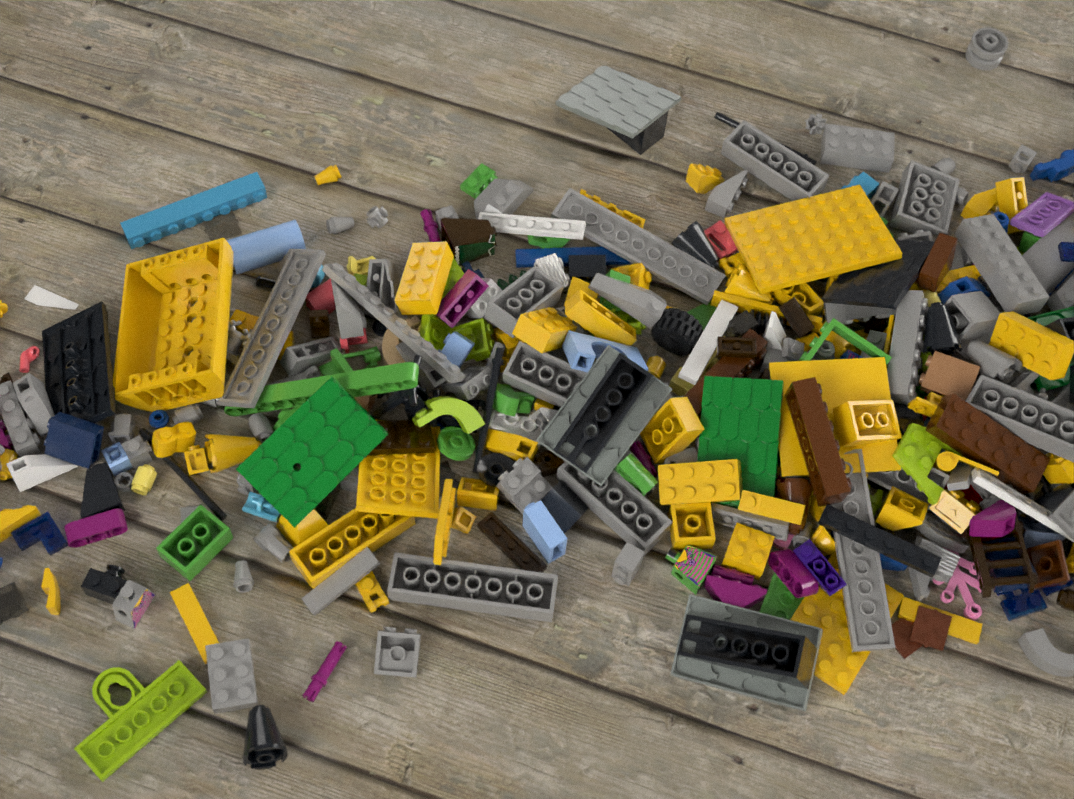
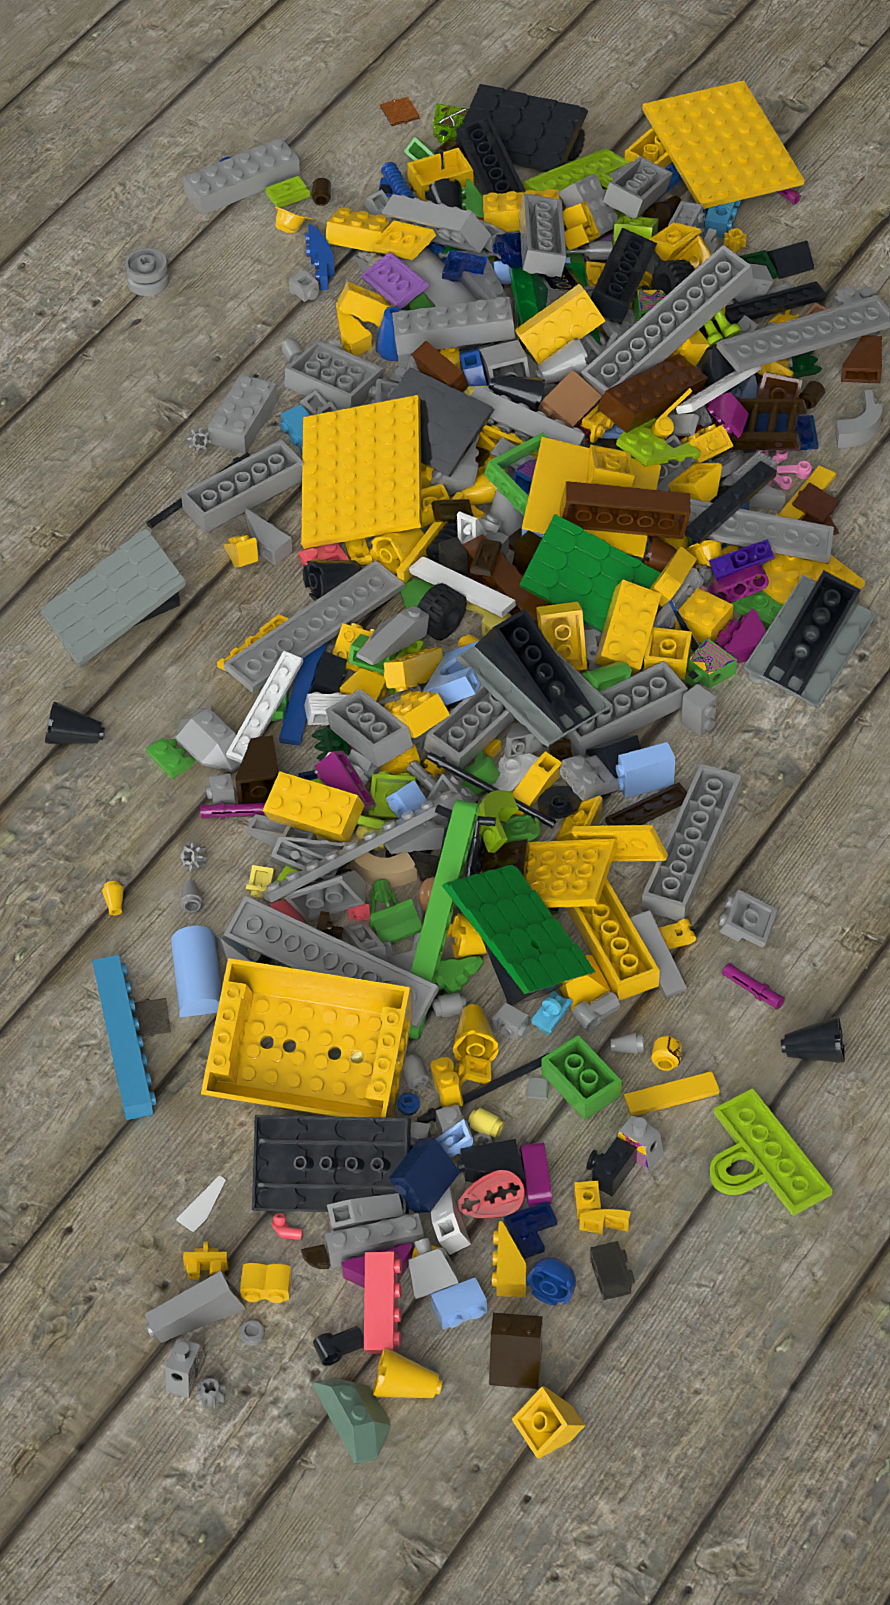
camera: 70 degrees left, 10 degrees down
(61, 489) = (492, 1182): none -> piece
(76, 576) = (586, 1197): none -> yellow brick
(231, 676) = (744, 1060): light grey brick -> none
(234, 609) = (666, 1053): none -> yellow head
(485, 106) = (72, 727): none -> black cone
(722, 536) = (694, 645): none -> black sticker

